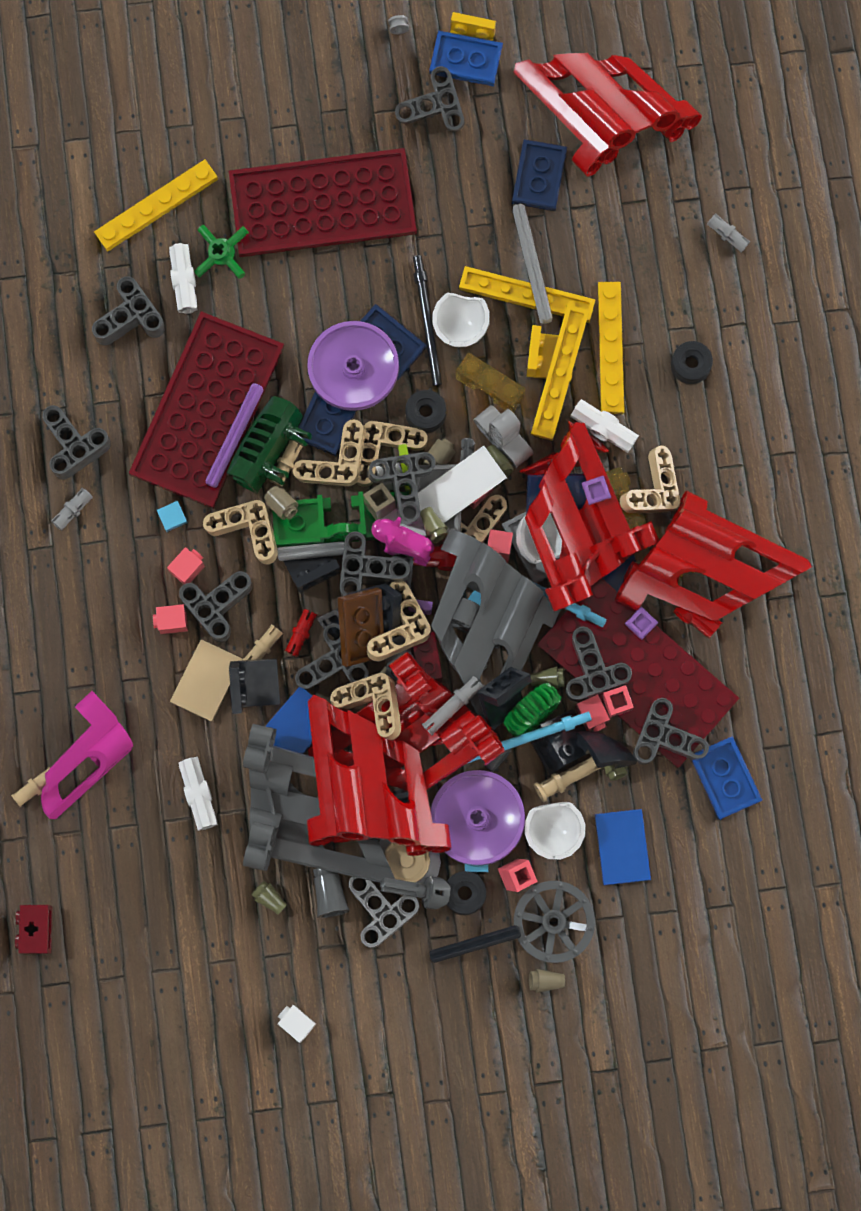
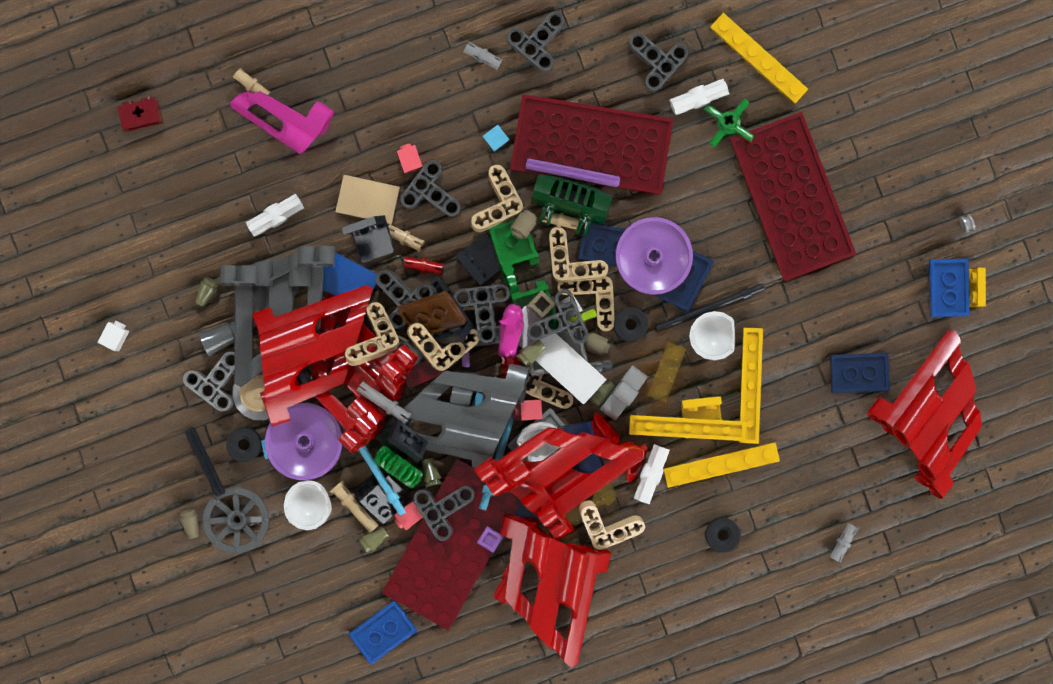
camera: 80 degrees right, 10 degrees up
(186, 566) = (456, 160): coral brick -> none
(310, 551) = (491, 258): light grey axle -> none
(428, 891) = (236, 415): dark grey piece -> none
(436, 98) = (904, 271): dark grey beam -> none
(517, 875) = (265, 483): coral brick -> none
(532, 264) = (777, 384): light grey axle -> none
(596, 490) = (589, 479): medium lavender tile -> none
(605, 750) = (380, 531): black brick -> none
(617, 701) = (419, 534): coral brick -> none
(622, 847) = (309, 561): blue tile -> none
(662, 739) = (398, 575): dark grey beam -> none

